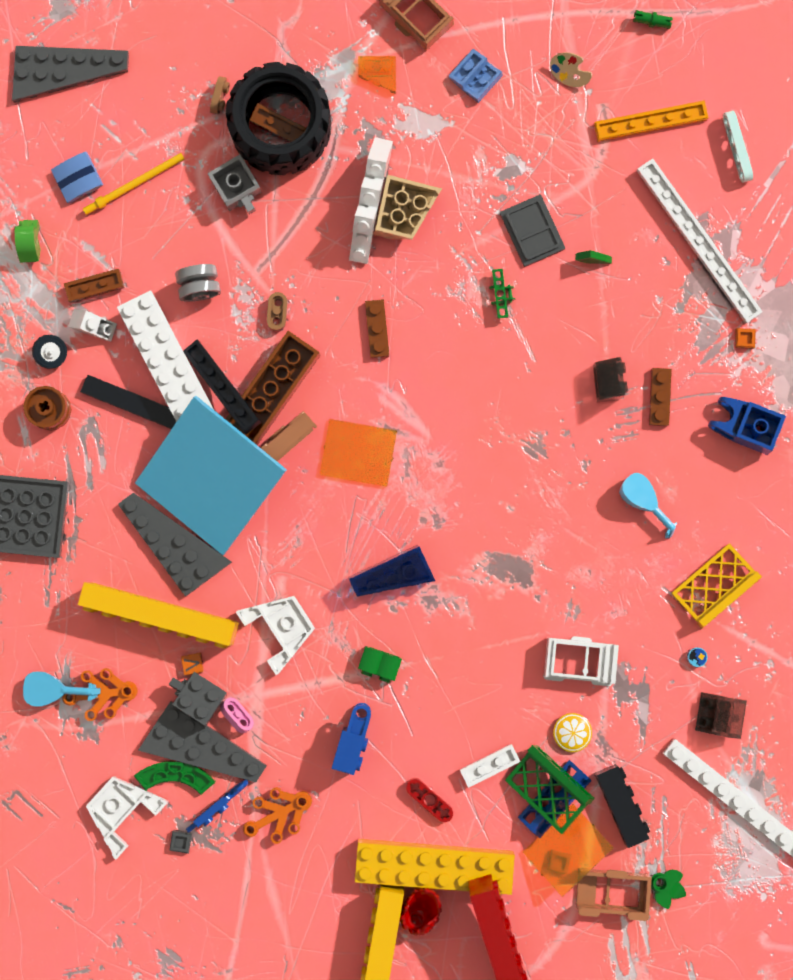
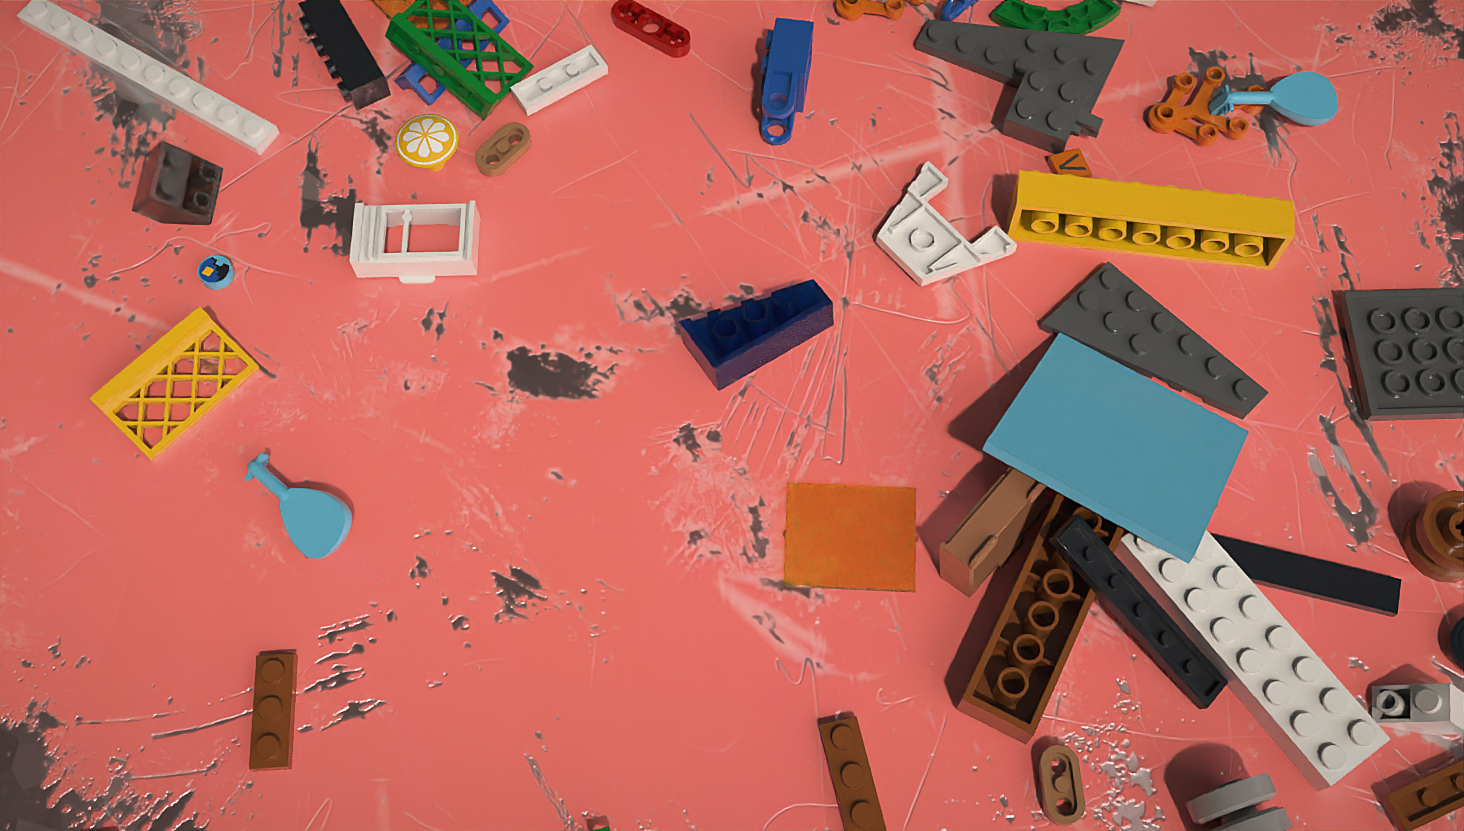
camera: 175 degrees right, 20 degrees down
(237, 715) = (980, 102): bright pink plate -> none
(380, 664) = (757, 198): green brick -> none
(528, 720) = (500, 149): none -> medium nougat plate
(609, 380) = (372, 723): clear smoke slope -> none
(743, 424) = (105, 674): blue brick -> none

